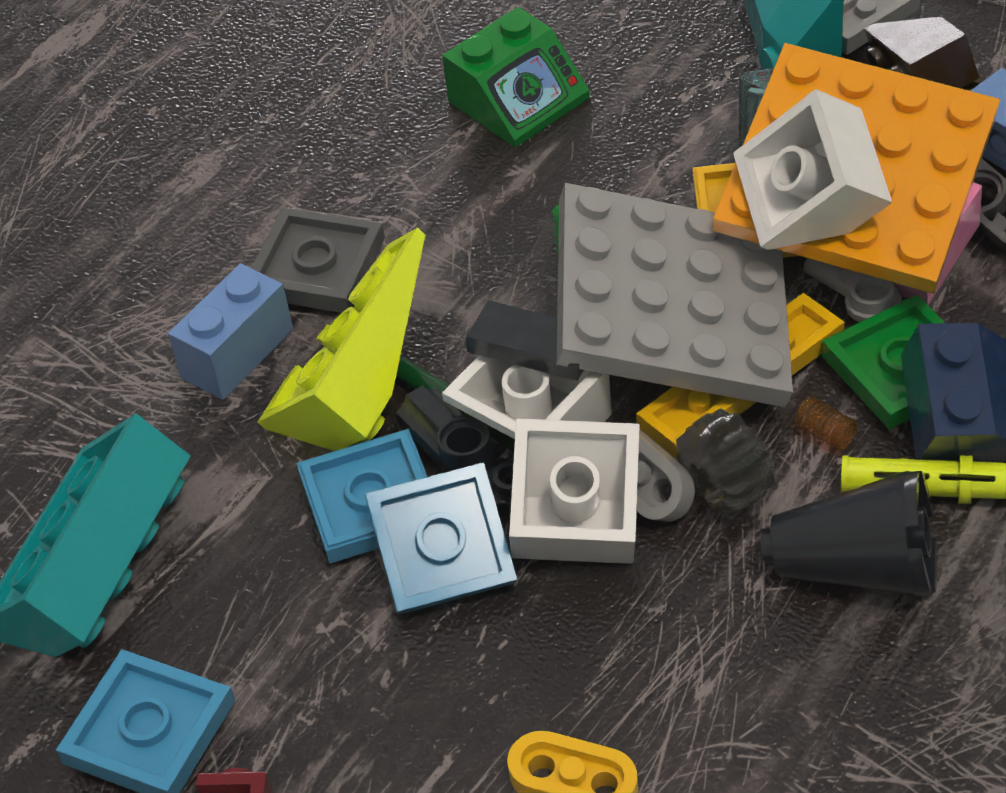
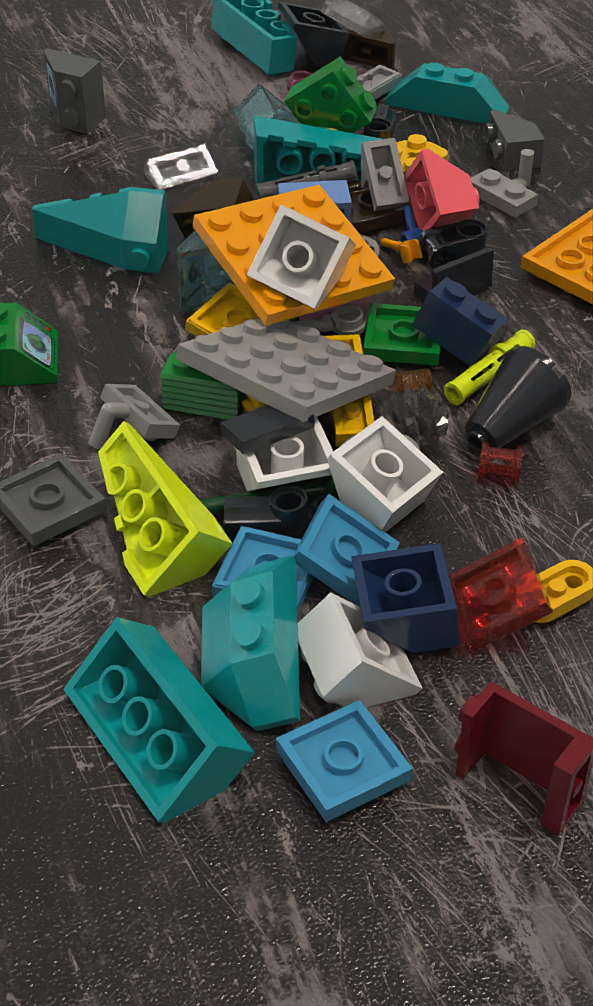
camera: 60 degrees left, 5 degrees down
(231, 331) = (67, 560): medium blue brick -> none
(238, 545) = (253, 645): none -> teal wedge
(300, 647) = (350, 660): none -> white slope
(407, 635) = (408, 597): none -> dark blue slope
(493, 716) = (498, 595): none -> clear red plate
(509, 232) = (135, 408): none -> light grey plate
(751, 591) = (509, 471): none -> clear red bush

